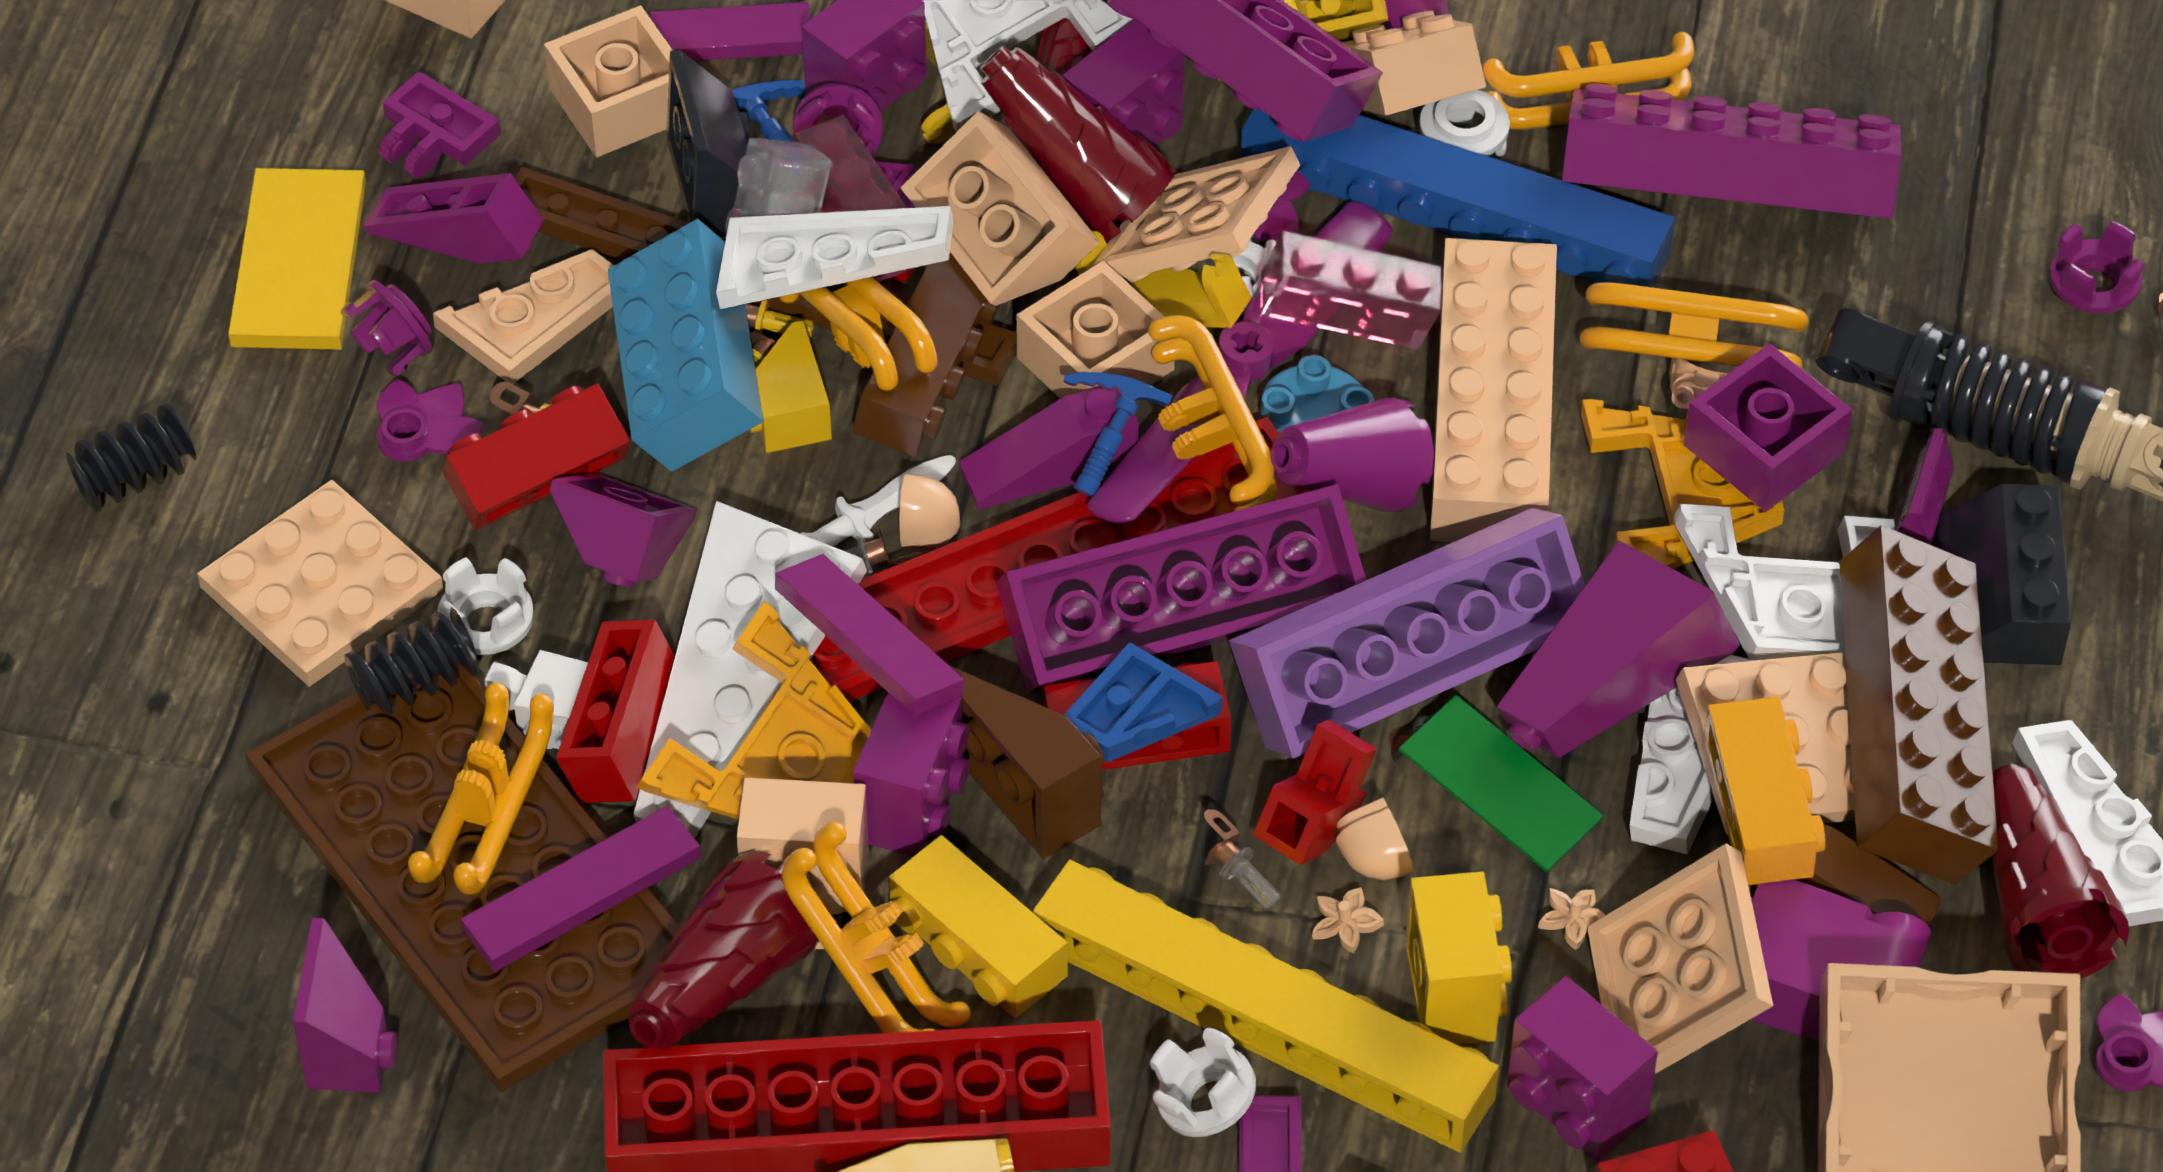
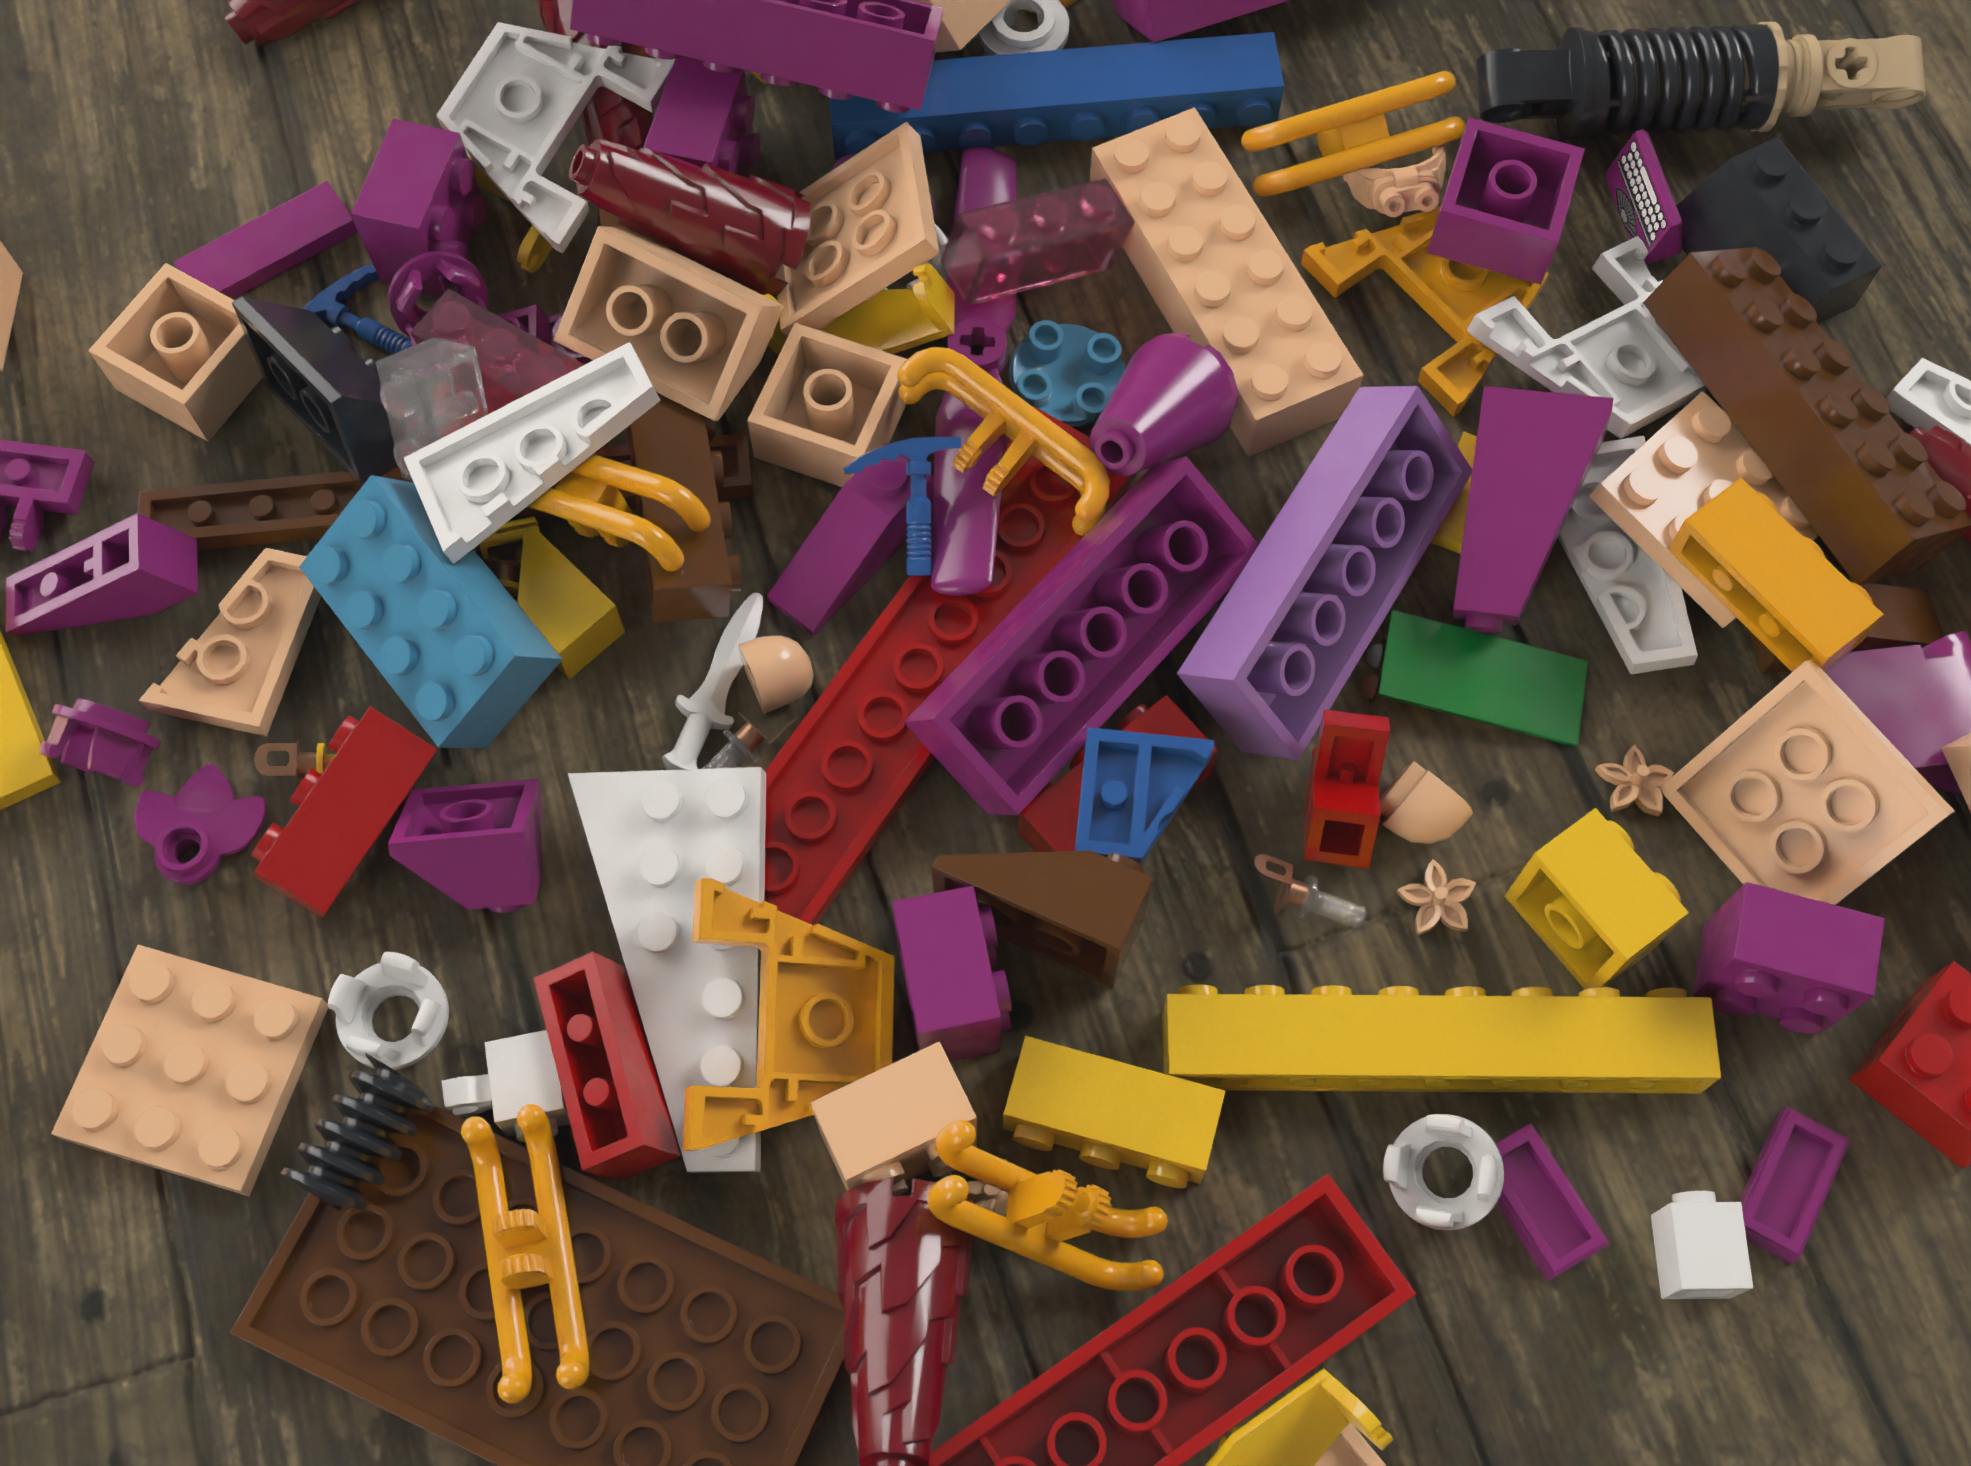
camera: 30 degrees left, 15 degrees up
(580, 888) = (692, 1305): magenta tile -> none
(869, 634) = (836, 863): magenta tile -> none

